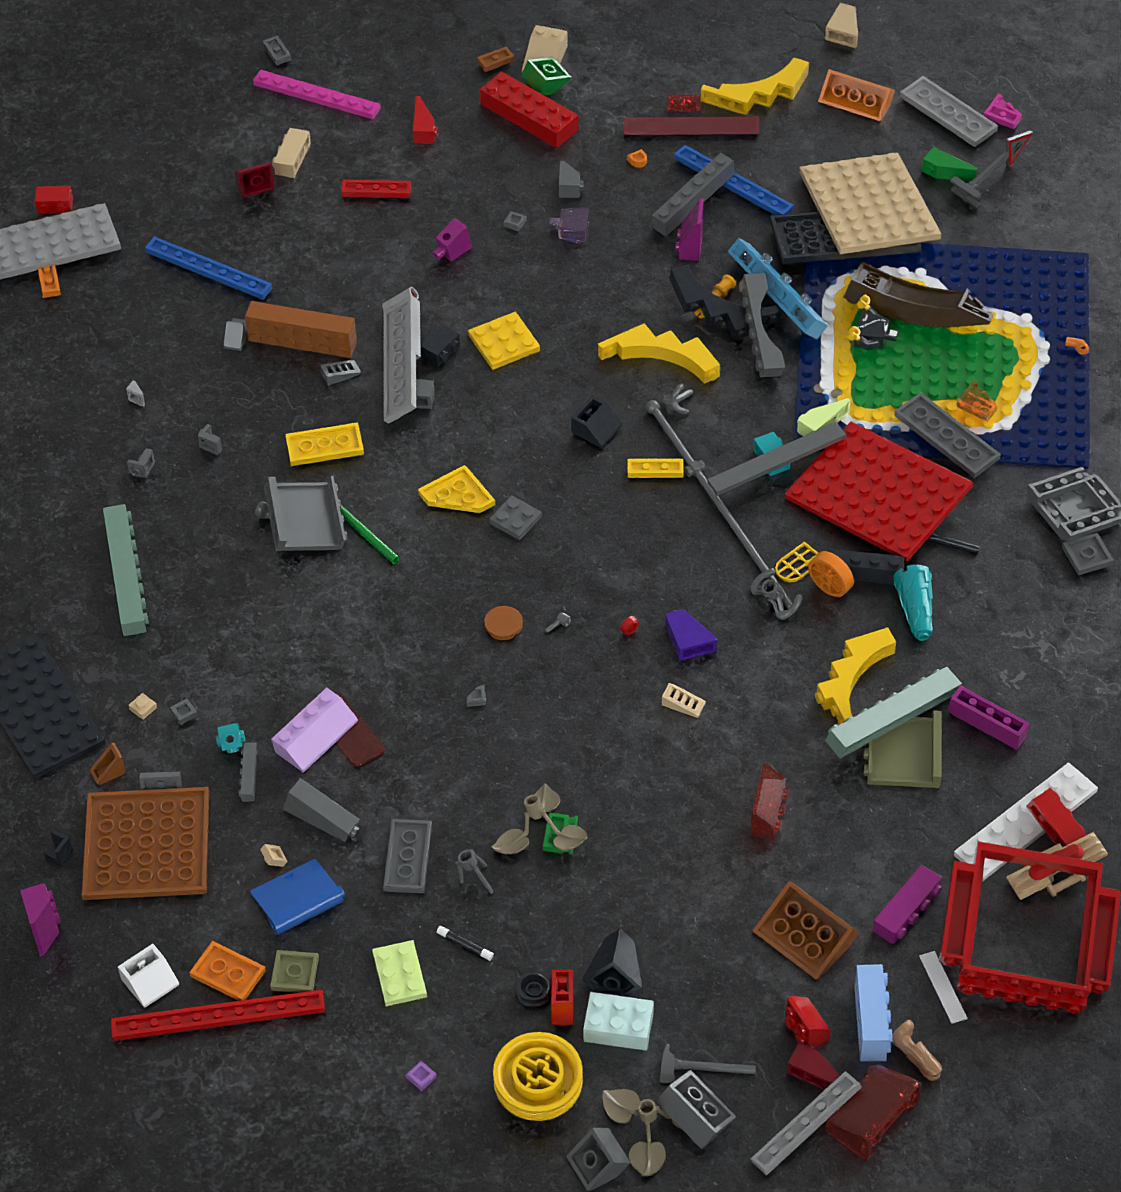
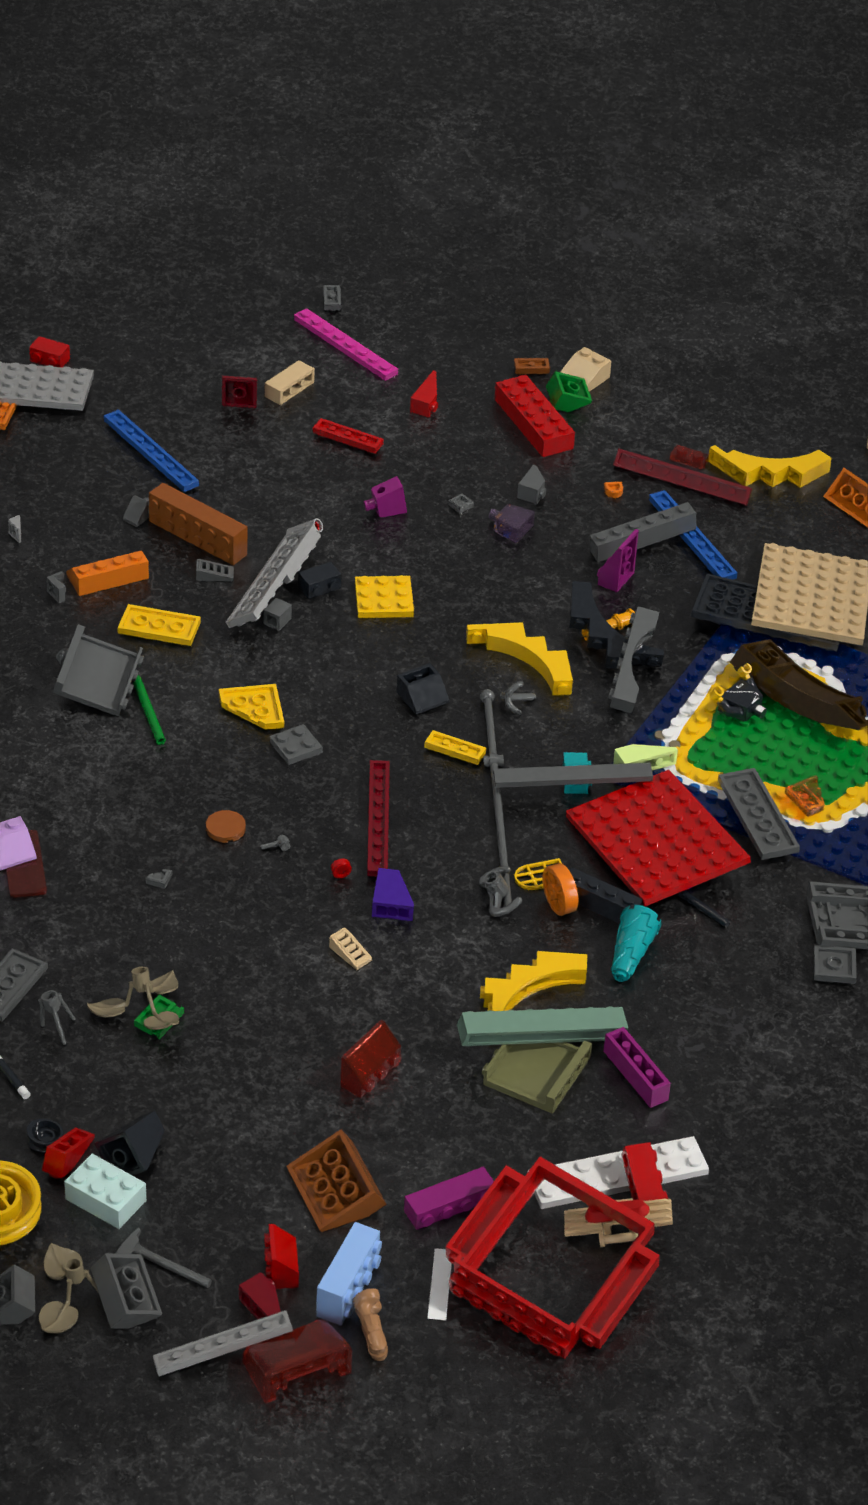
camera: 20 degrees right, 10 degrees down
(247, 407) = (109, 573): none -> orange slope
(631, 563) = (378, 816): none -> dark red plate
(779, 290) = (673, 635): dark azure piece -> none

